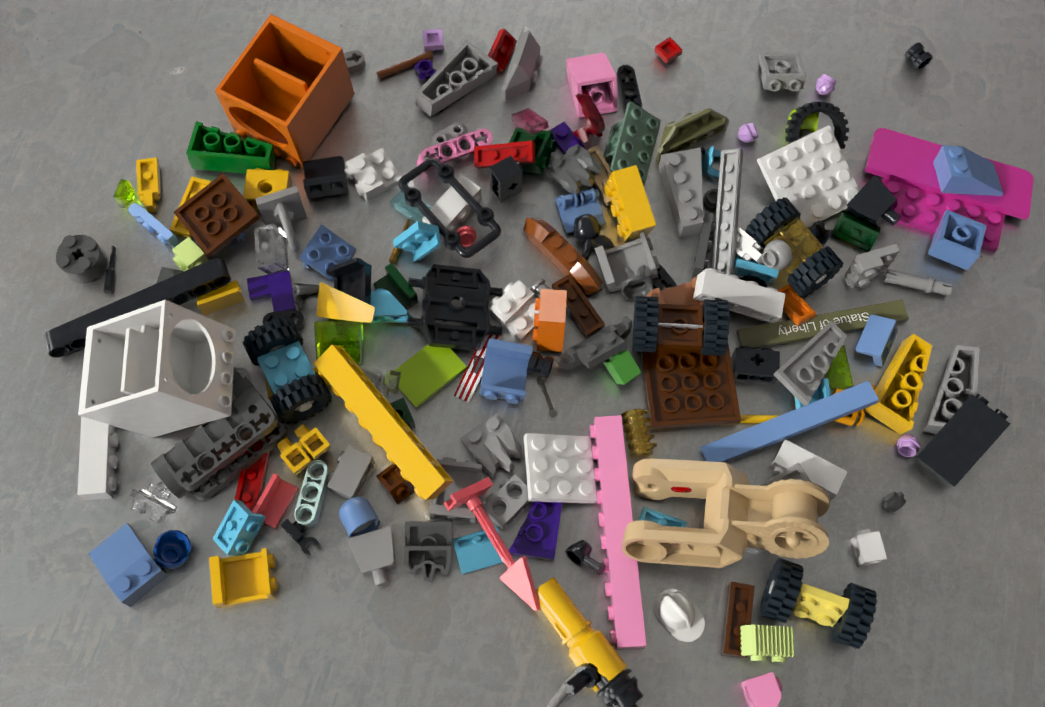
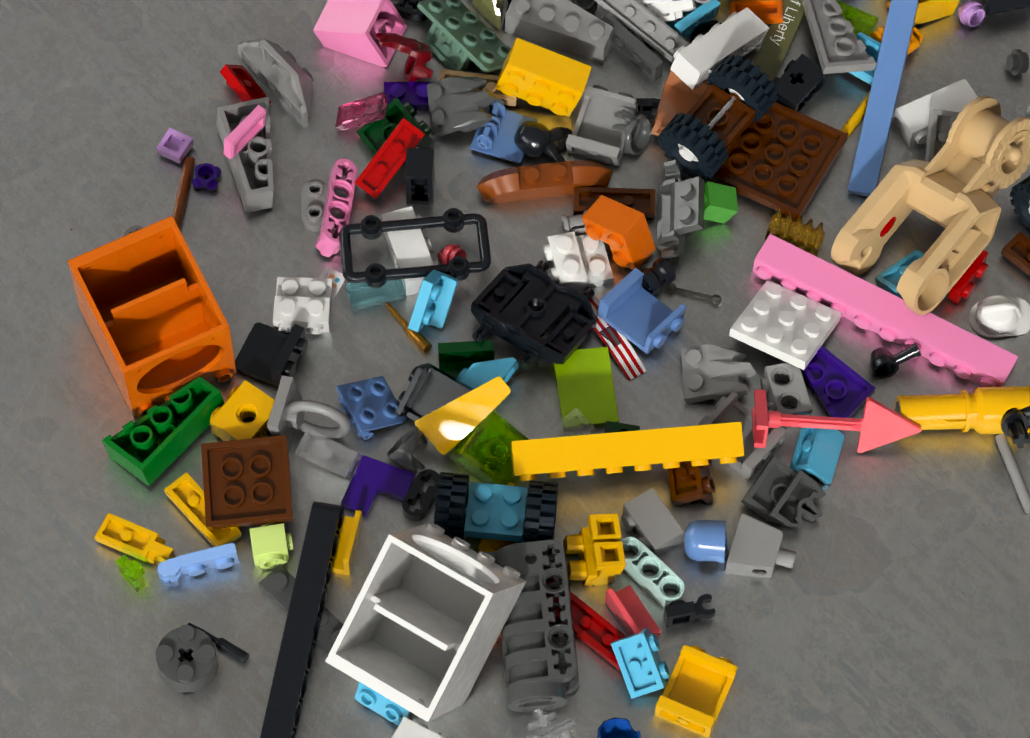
camera: 55 degrees left, 5 degrees down
(455, 62) = (244, 132): none -> bright pink tile
(681, 572) = (964, 285): none -> red plate

